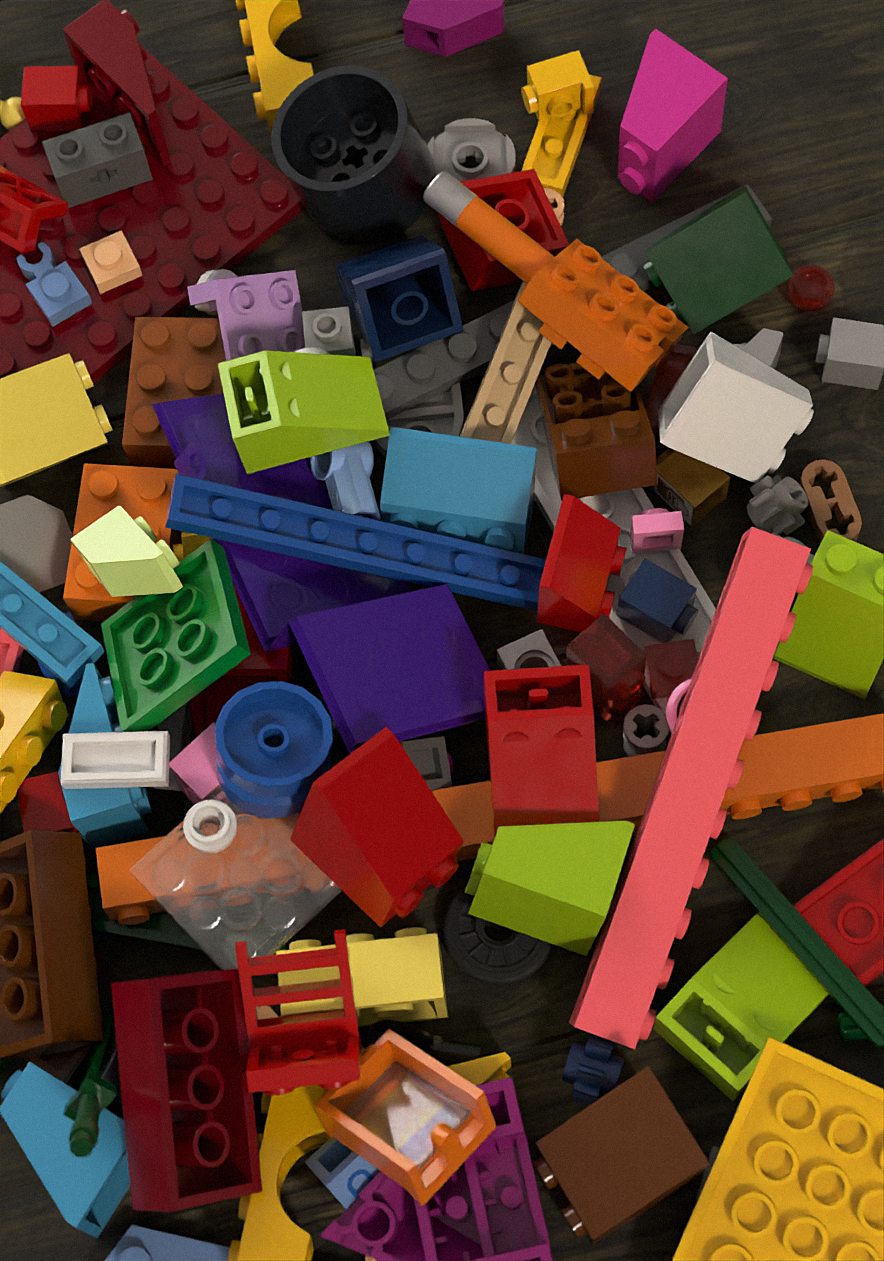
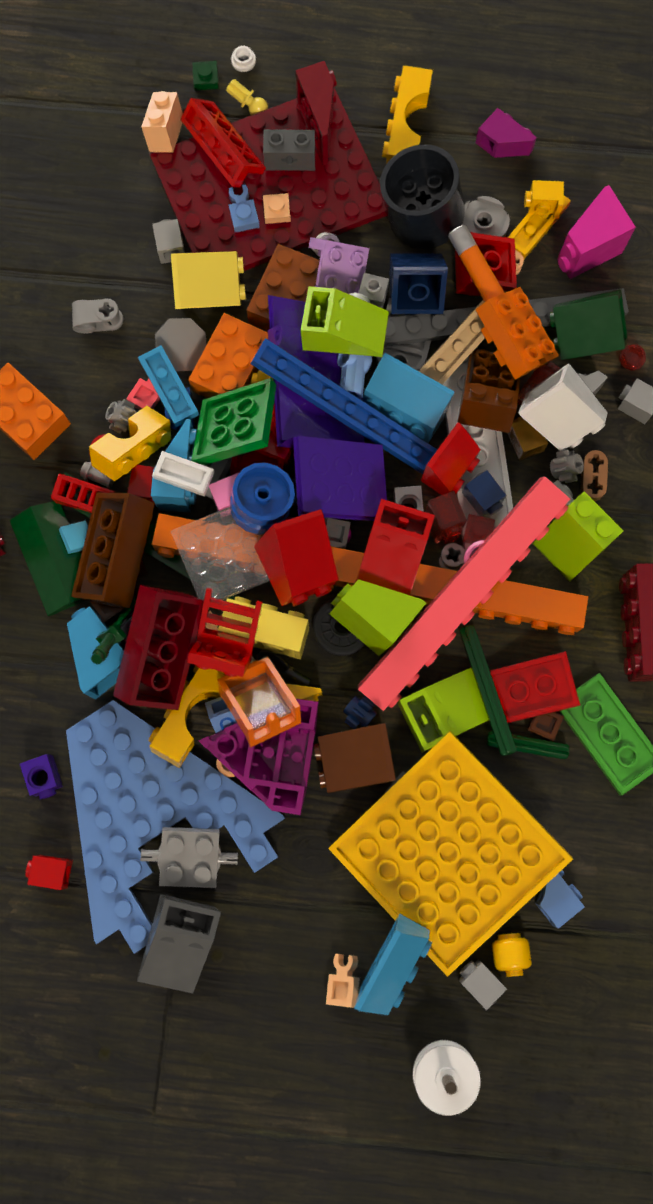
camera: 15 degrees right, 10 degrees up
(55, 98) = (280, 106): red brick -> none
(125, 557) = (225, 370): yellowish green slope -> none
(204, 812) = (214, 517): white plate -> none
(656, 530) = (499, 457): bright pink plate -> none

